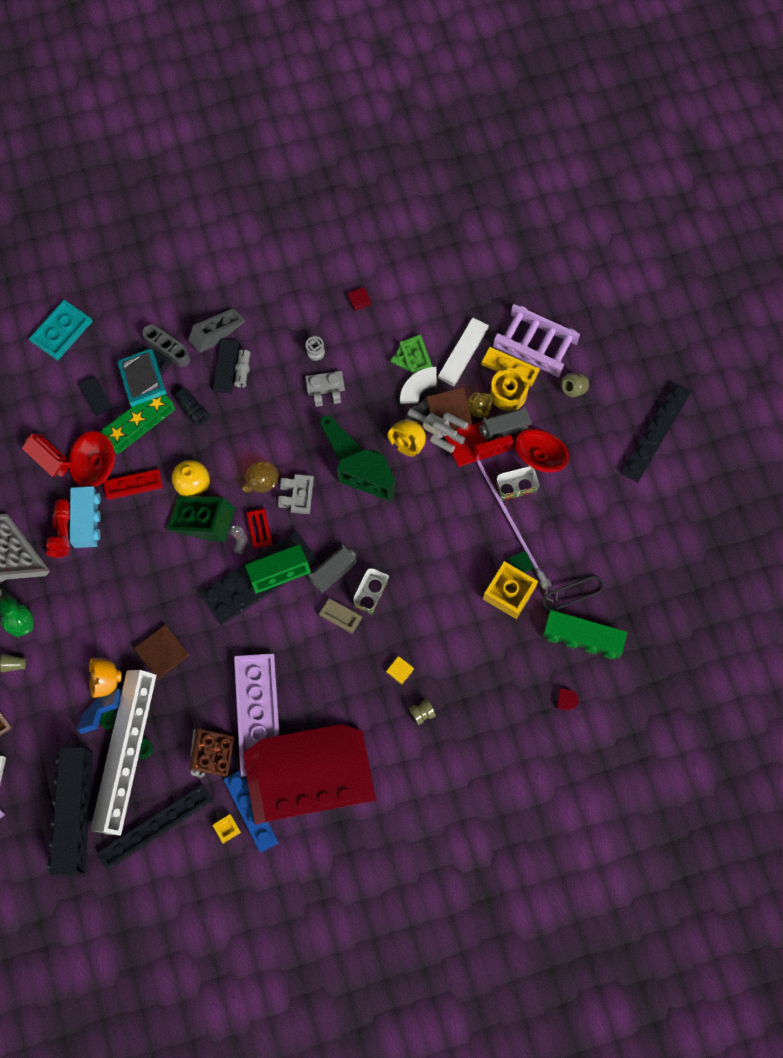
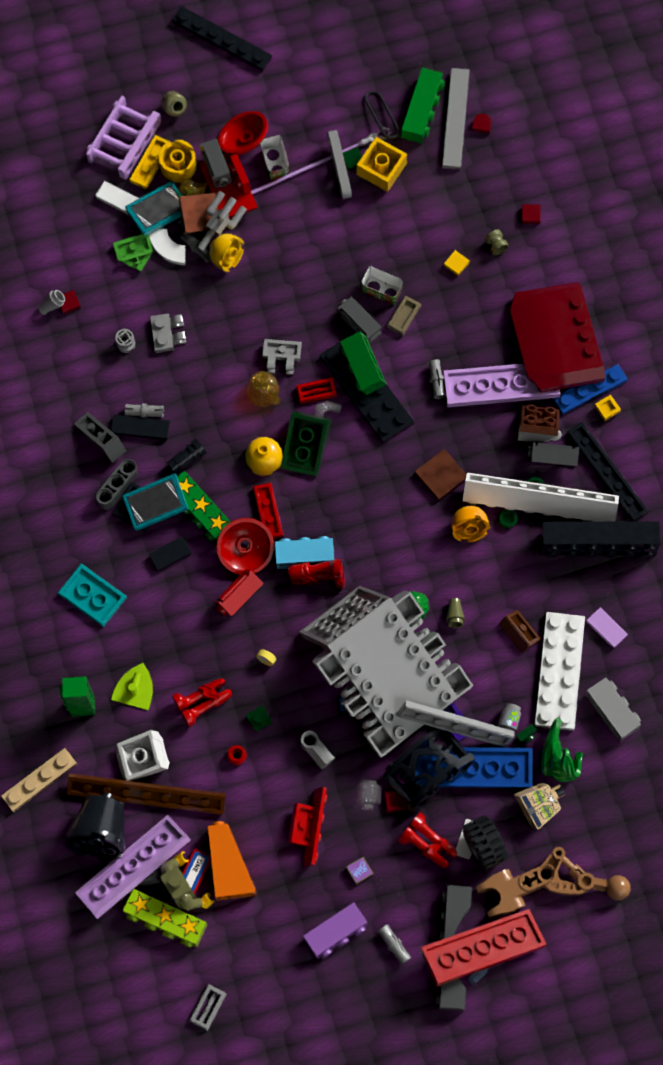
camera: 90 degrees left, 0 degrees up
(91, 717) = (505, 533): blue tile -> none
(173, 767) = (553, 454): none -> dark grey window
(280, 645) = (436, 379): none -> light grey pin
(356, 282) = (52, 301): none -> light grey cone
(359, 467) = (256, 297): dark green slope -> none
(456, 370) = (155, 208): none -> tile
(459, 751) = (531, 214): none -> dark red tile
(510, 547) = (339, 164): none -> light grey beam
(573, 672) = (456, 118): none -> light grey tile

